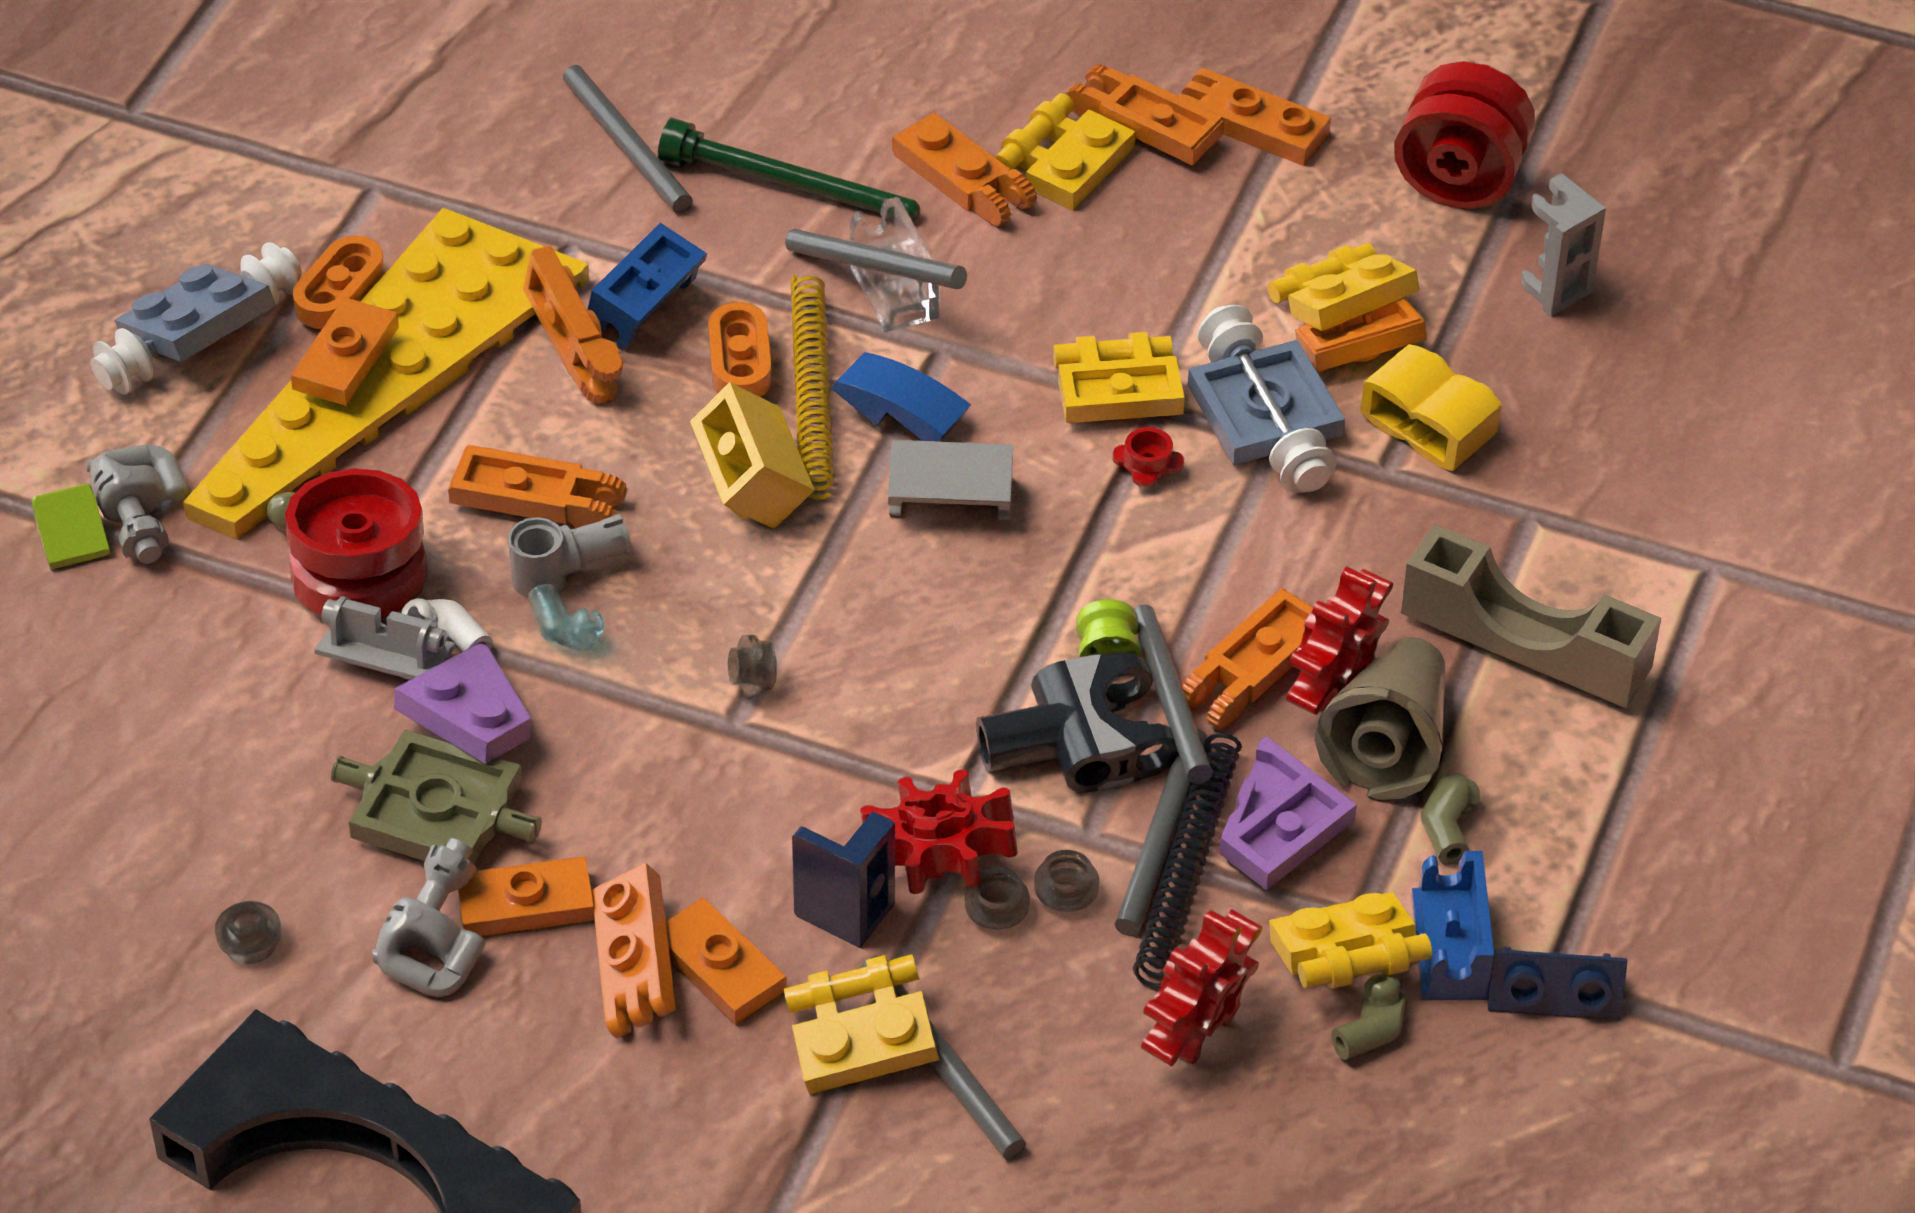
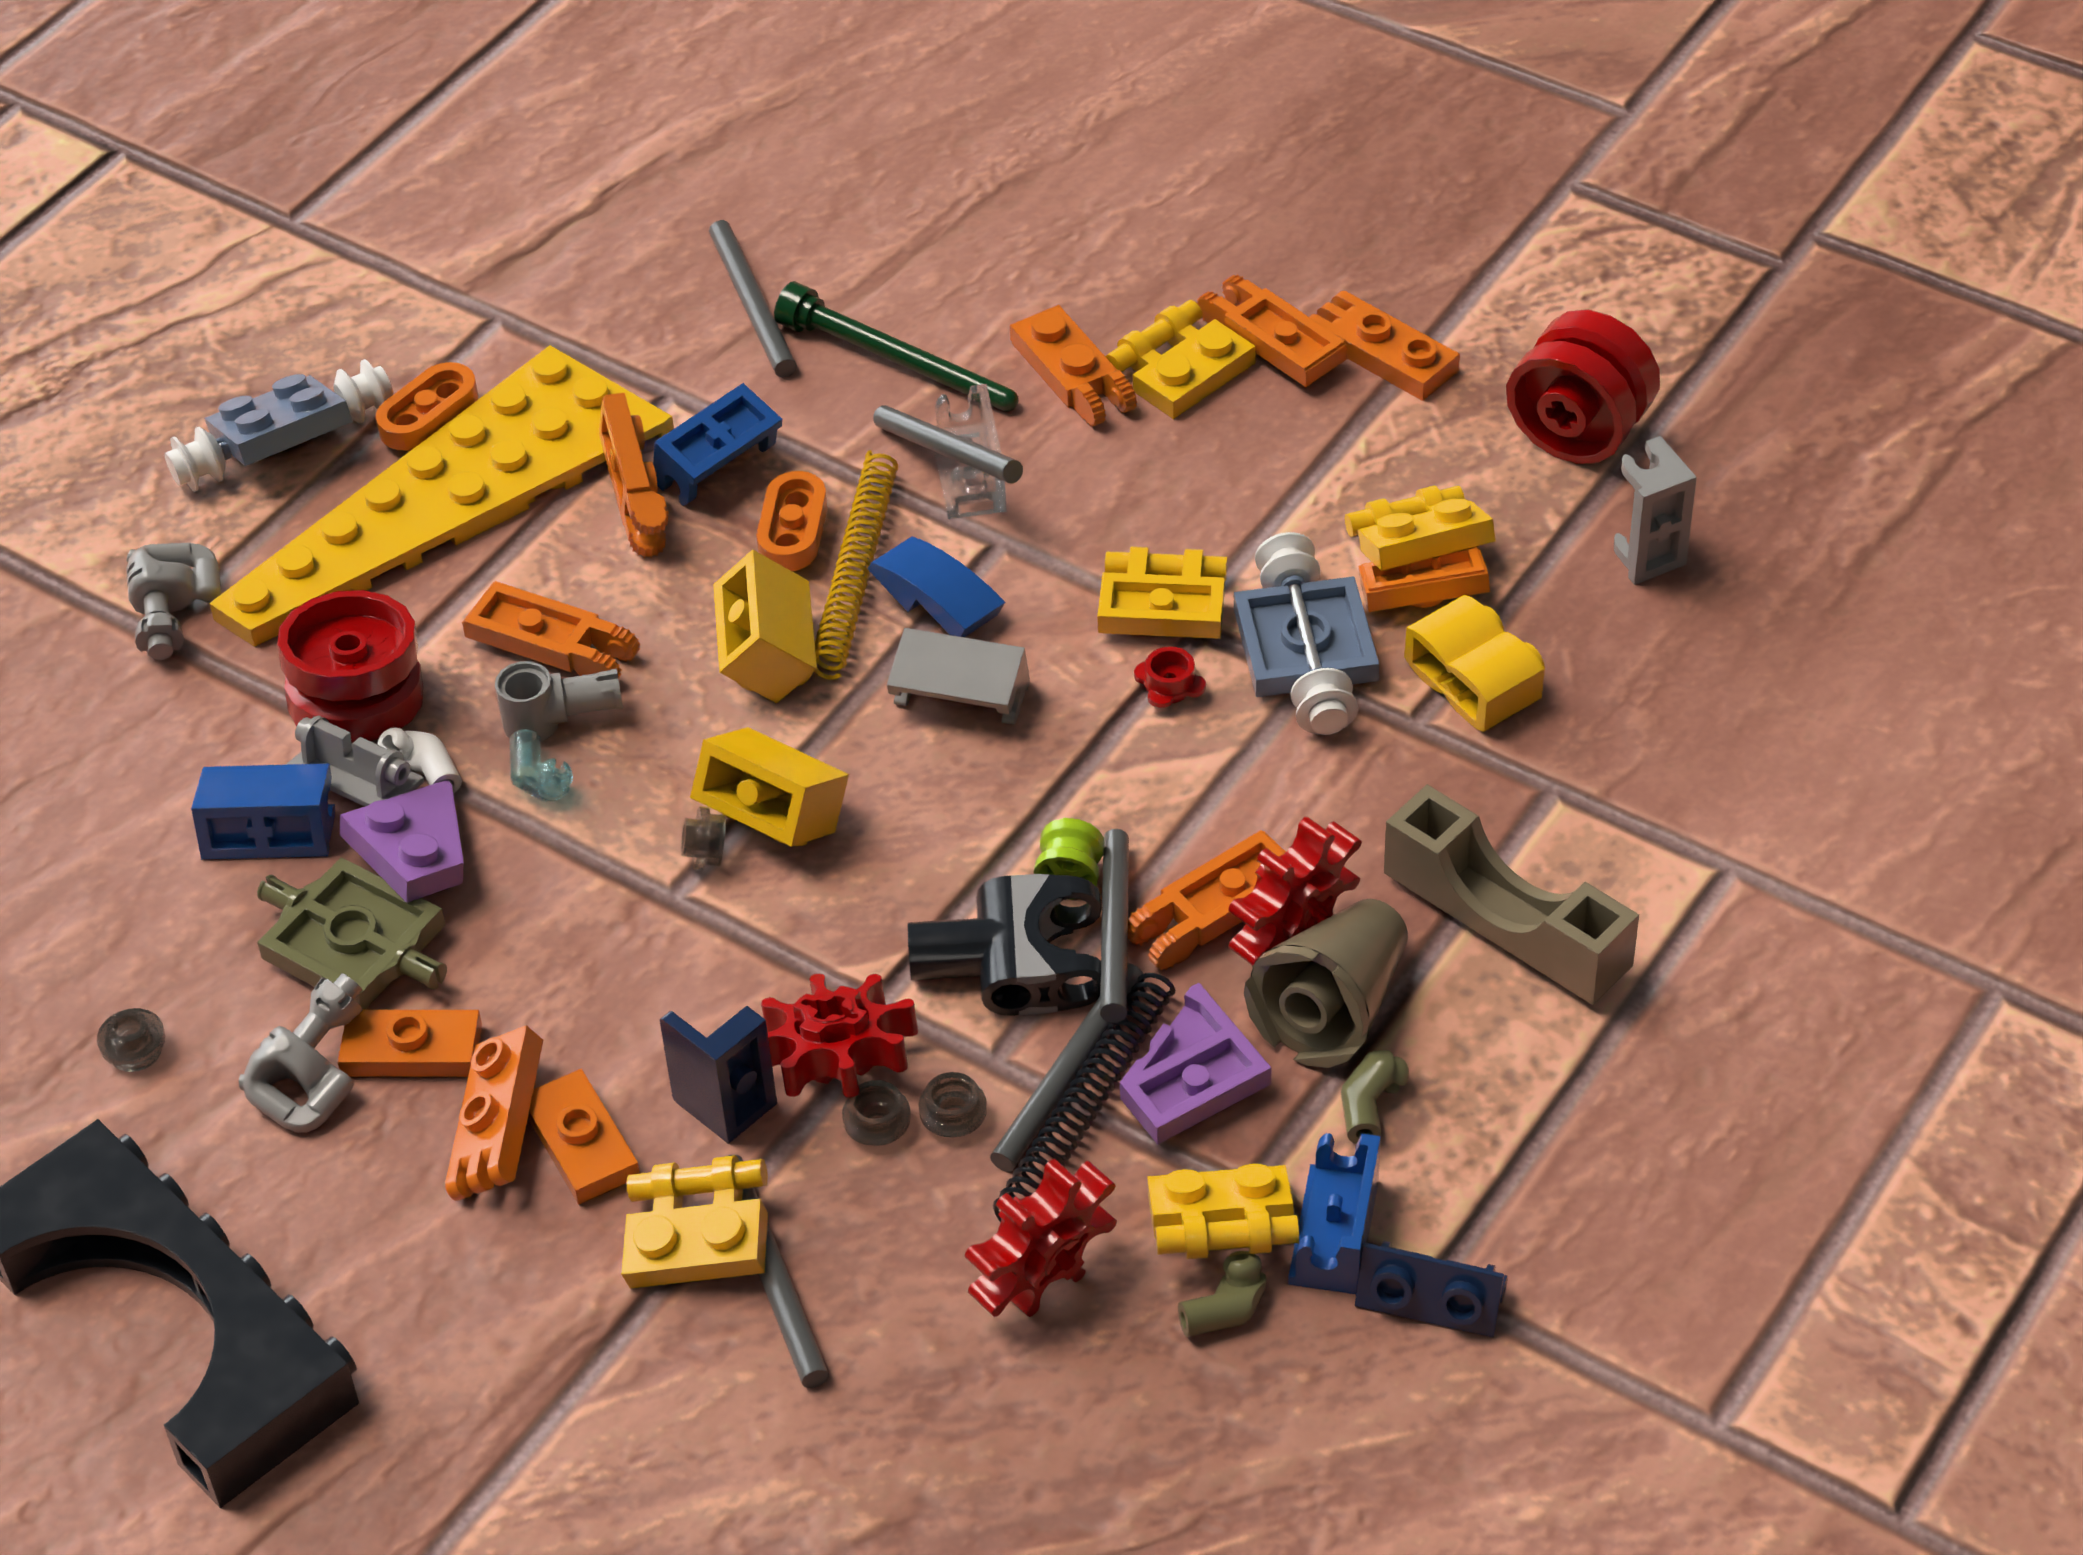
camera: 15 degrees right, 0 degrees up
(70, 526) = (96, 613): lime slope -> none
(310, 696) = (263, 811): none -> blue hinge
(345, 351) = (403, 474): orange plate -> none
(805, 607) = (769, 786): none -> yellow brick

